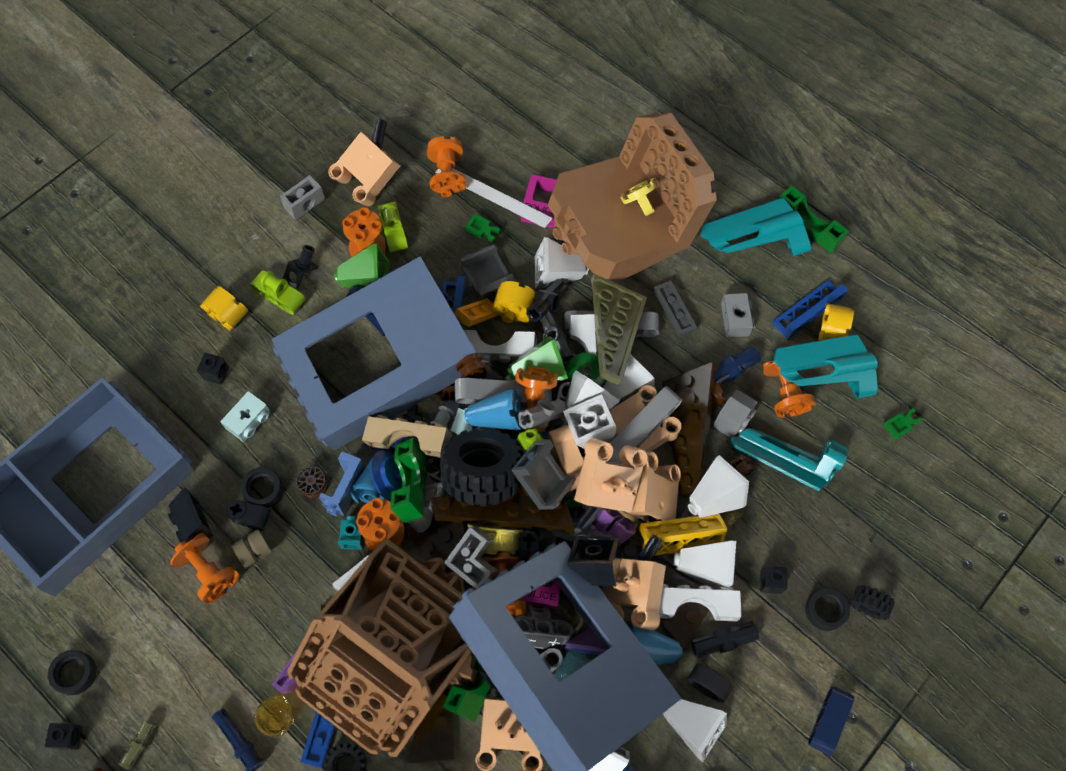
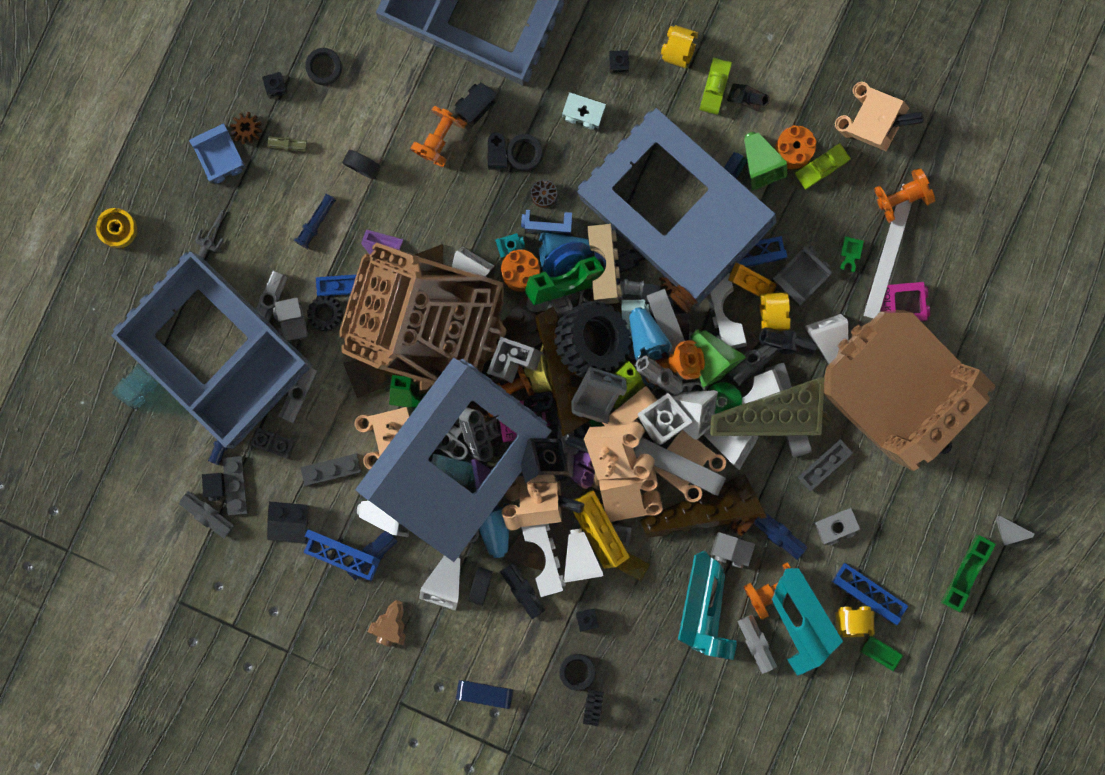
camera: 75 degrees right, 20 degrees up
(196, 663) = (361, 164): none -> black tyre
(252, 548) = (468, 167): dark tan wheel -> none
(274, 716) = (342, 244): clear yellow helmet -> none
(302, 197) = (822, 68): light grey brick -> none
(639, 193) = (913, 398): light yellow tile -> none
(719, 490) = (646, 550): white slope -> none
(742, 465) = (679, 568): reddish brown wheel -> none
(772, 220) = (948, 534): teal panel -> none
(779, 178) = (1011, 532): none -> light grey slope
(836, 421) = (757, 644): none -> light grey piece
(868, 316) = (881, 653): none -> green tile
(900, 425) = (773, 703): green plate -> none

